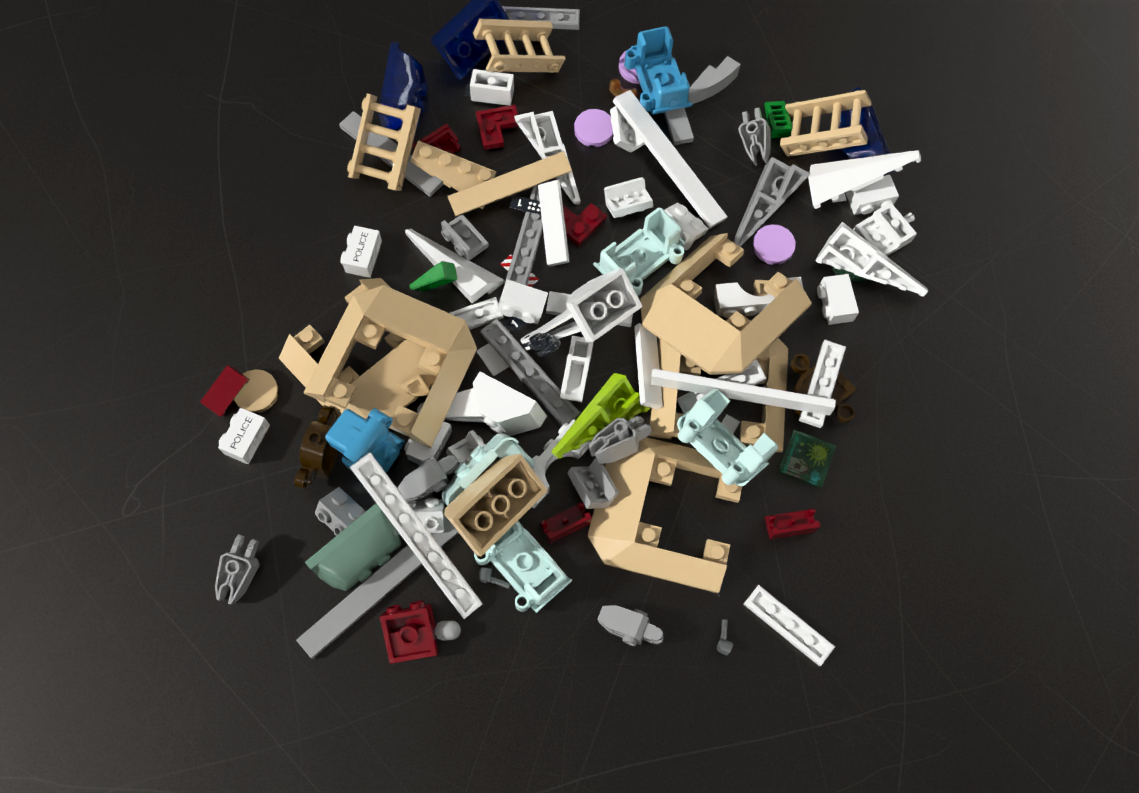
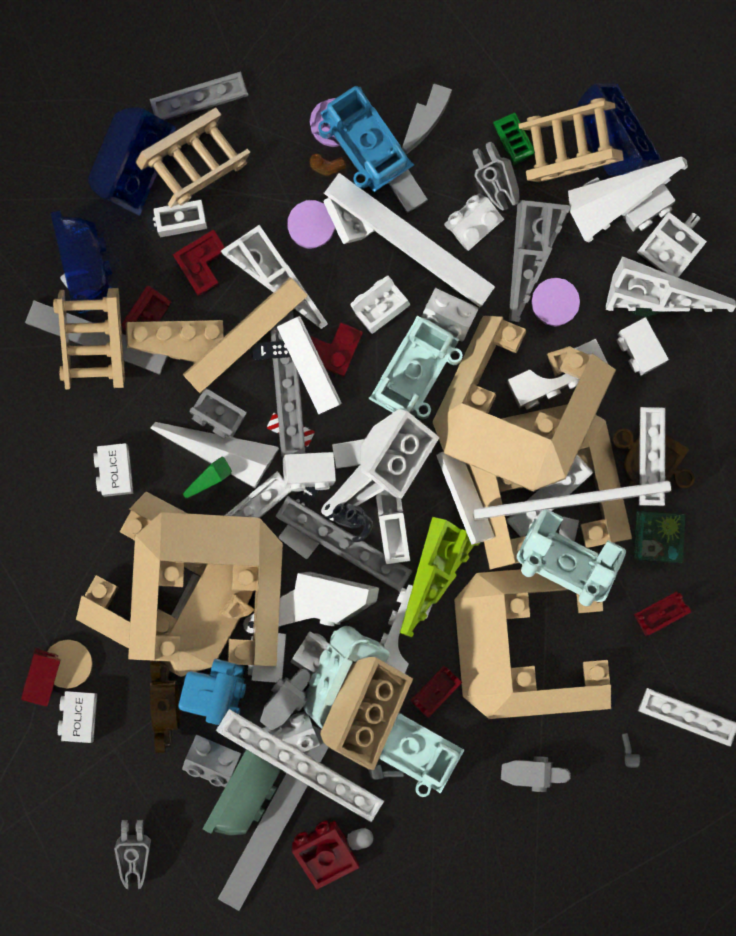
camera: 15 degrees left, 15 degrees up
(593, 485) = (452, 646): light grey bracket -> none
(618, 439) = (462, 591): light grey hinge -> none
(726, 165) = (474, 220): none -> white bracket

